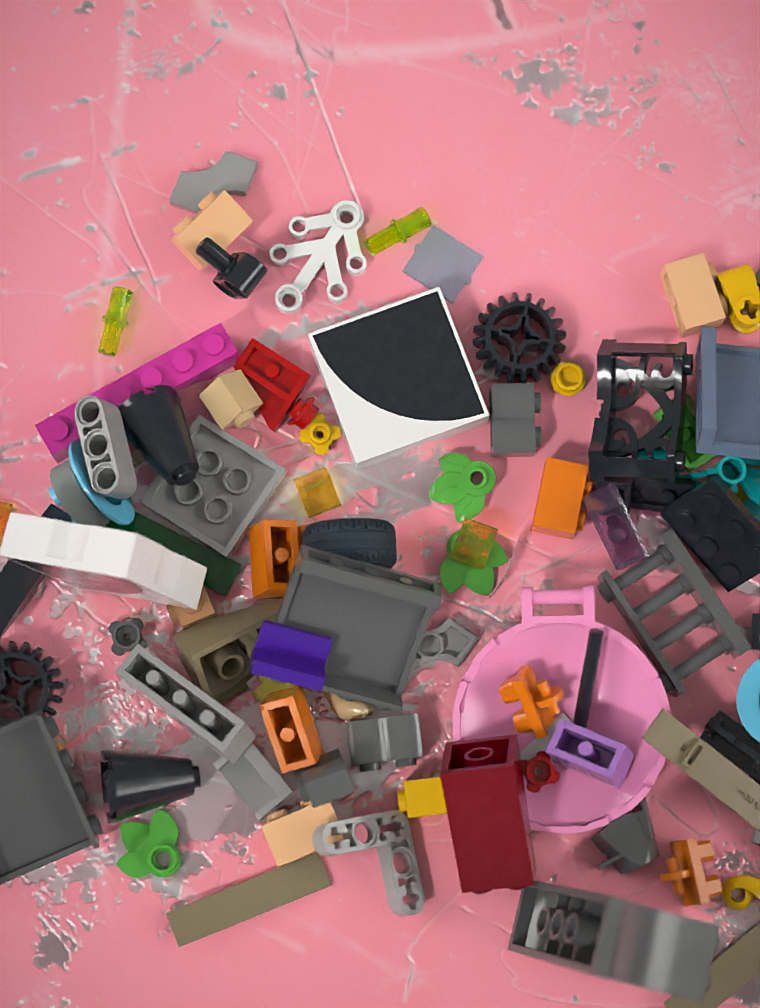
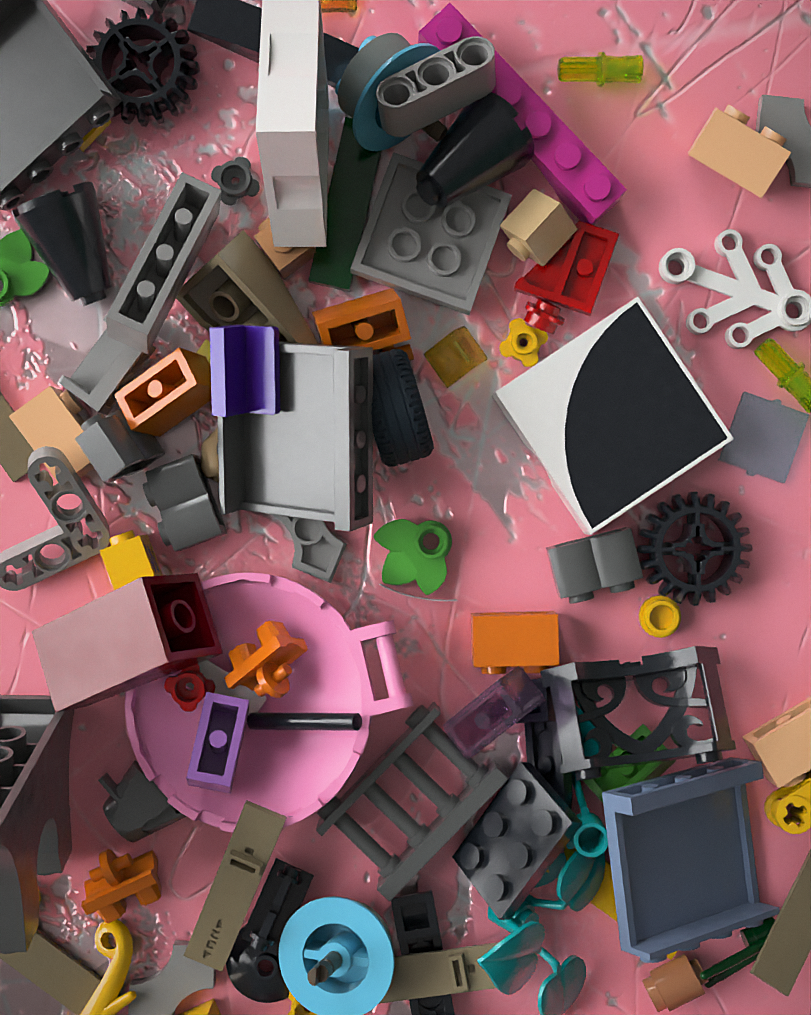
camera: 85 degrees right, 10 degrees up
(236, 274) = (692, 193): black beam -> none
(457, 485) = (500, 517): bright green plate -> none
(474, 543) = (436, 552): clear yellow slope -> none

